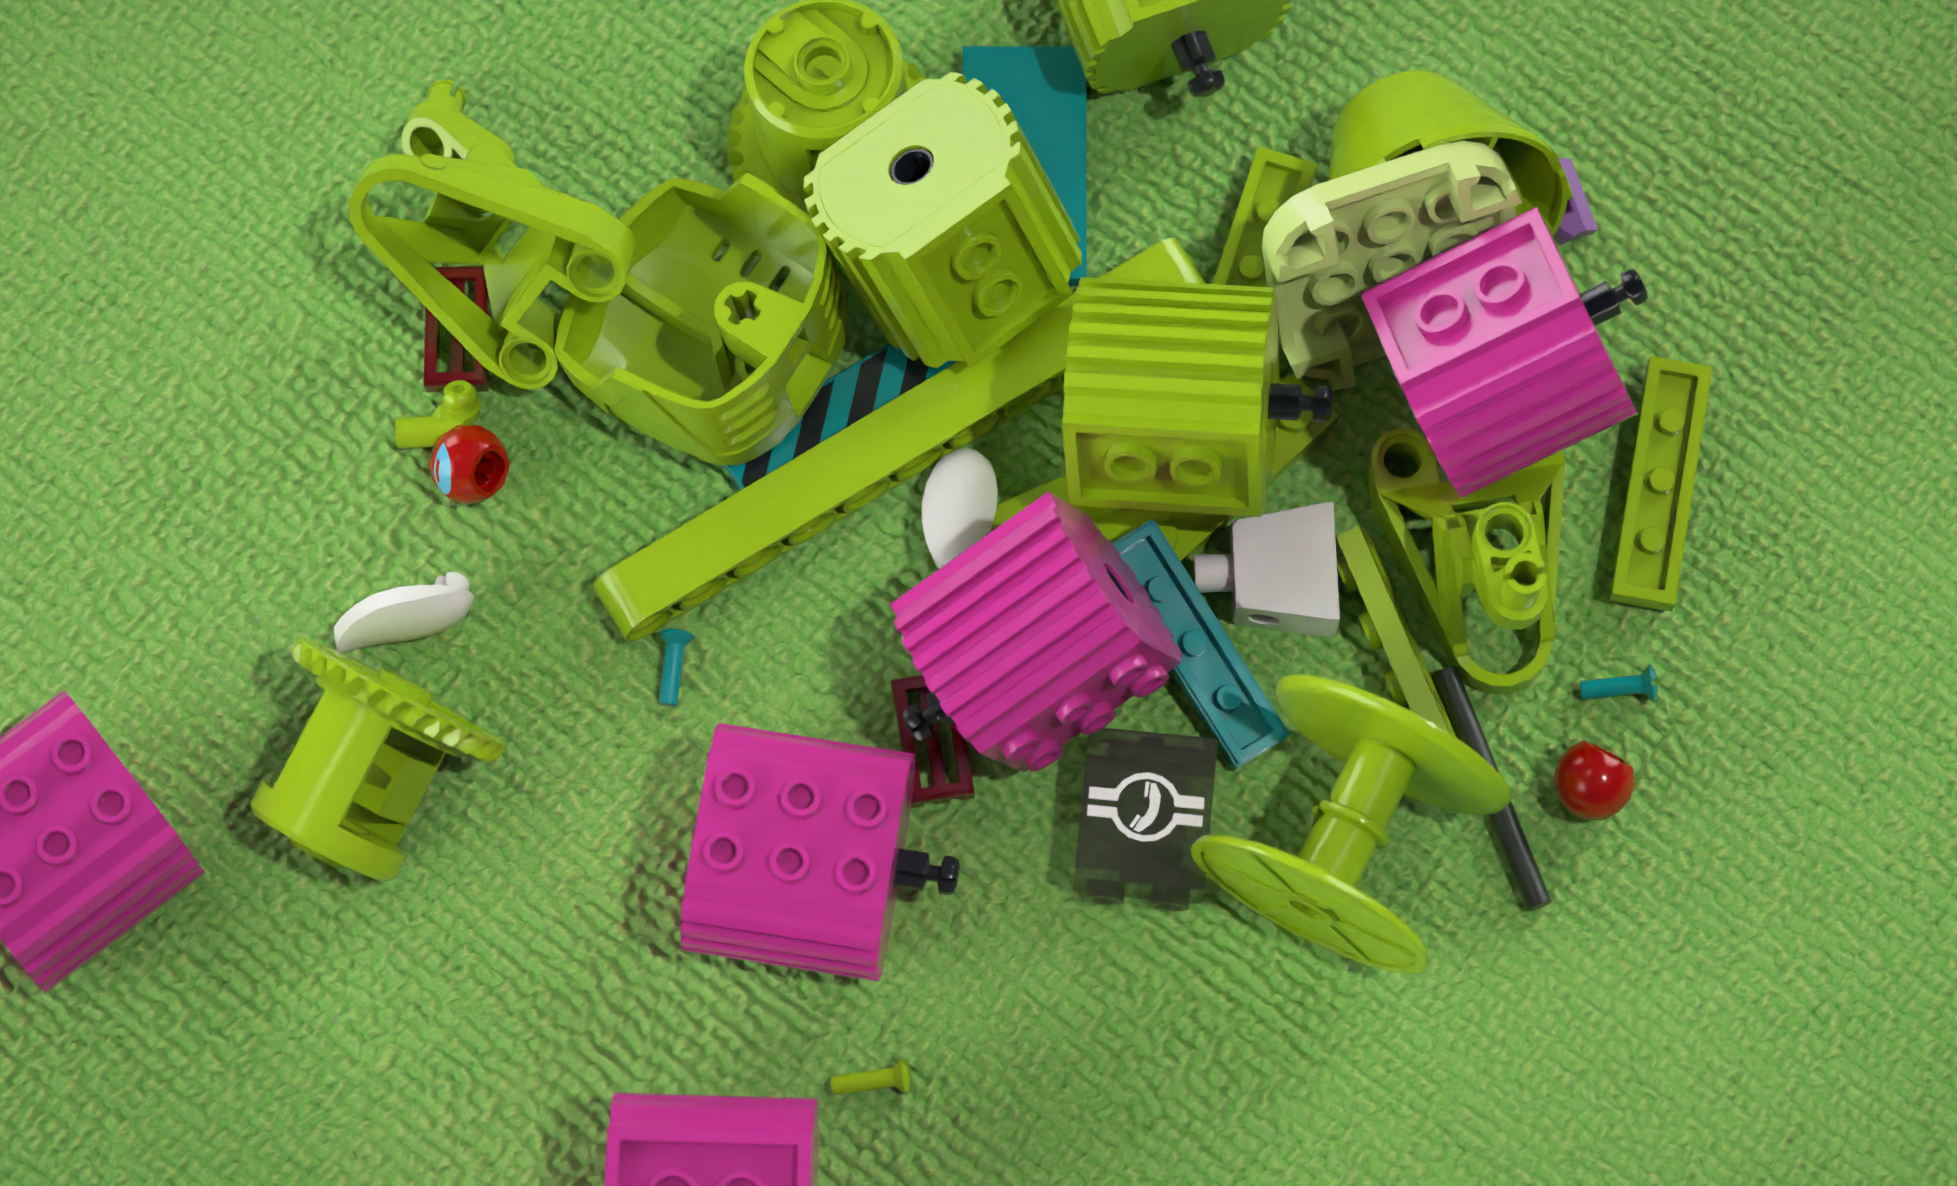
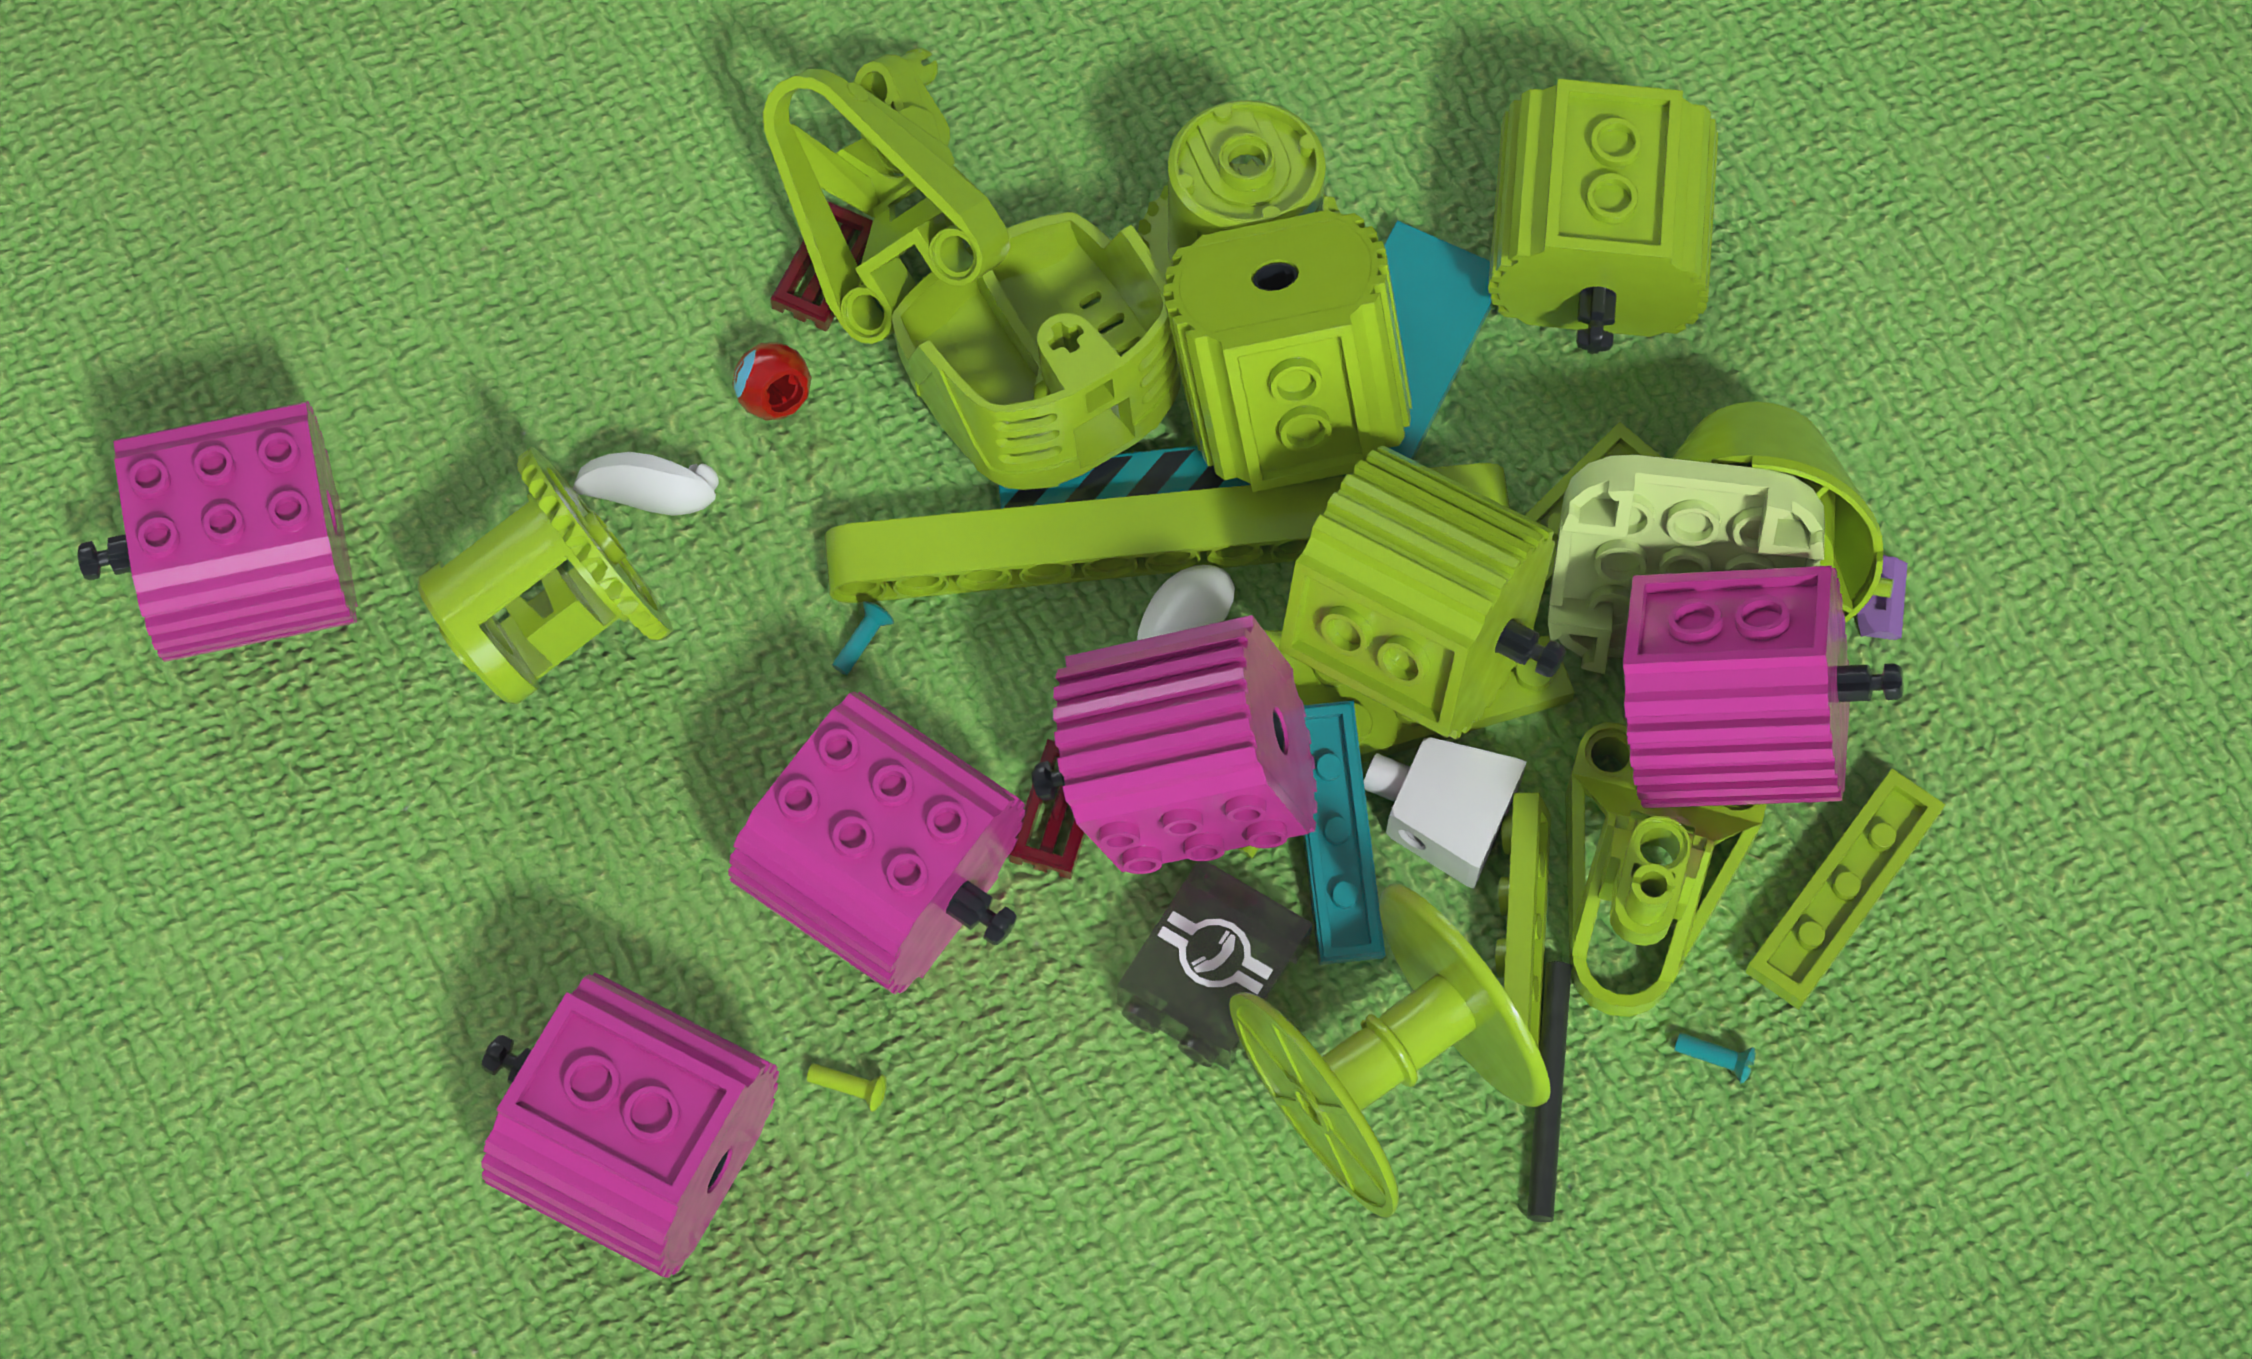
camera: 25 degrees right, 5 degrees down
(458, 407) = (791, 330): lime arm -> none
(1593, 781) = (1644, 1126): red piece -> none

